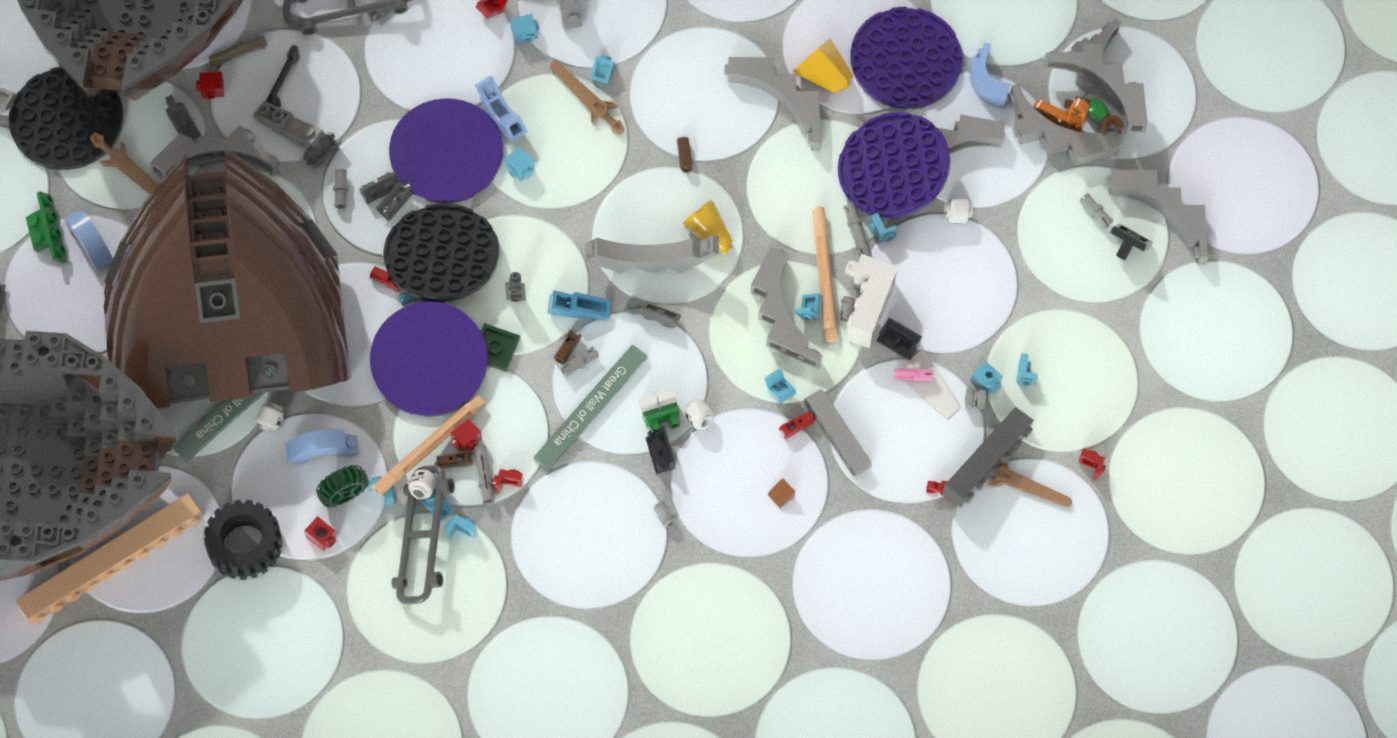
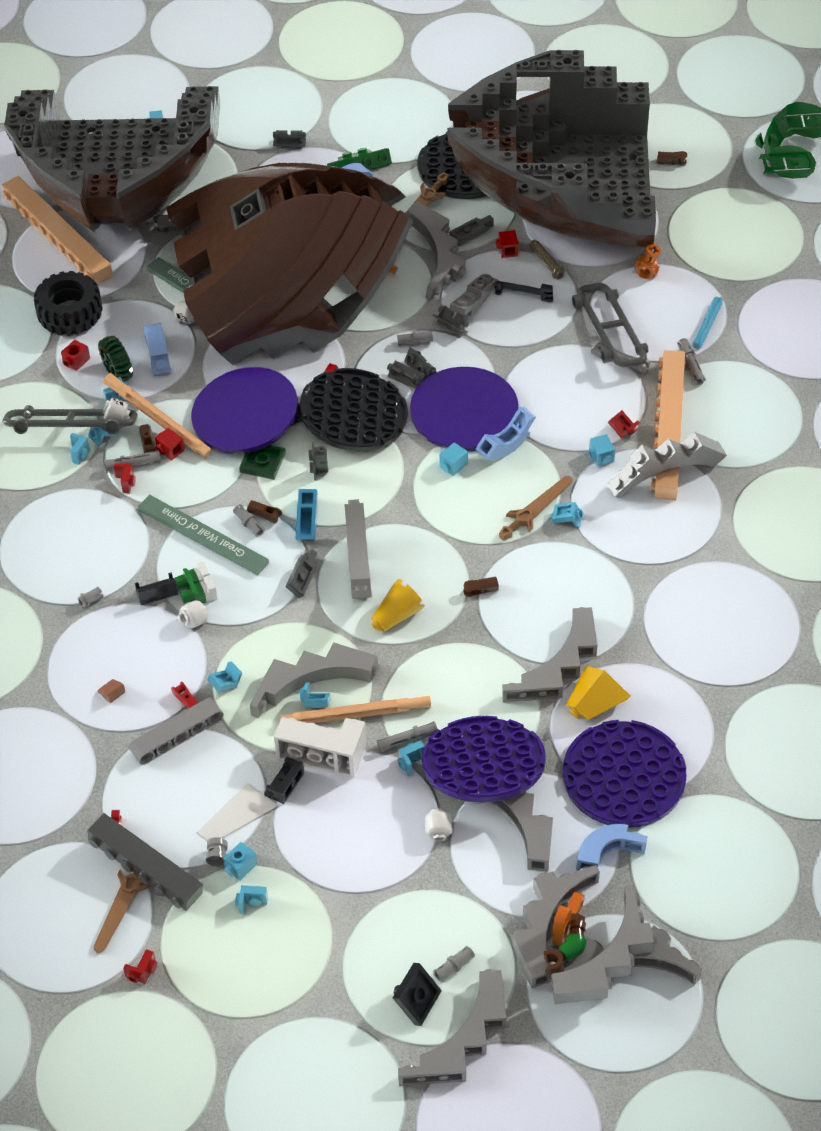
camera: 90 degrees right, 15 degrees down
(913, 374) = (243, 794): bright pink axle -> none

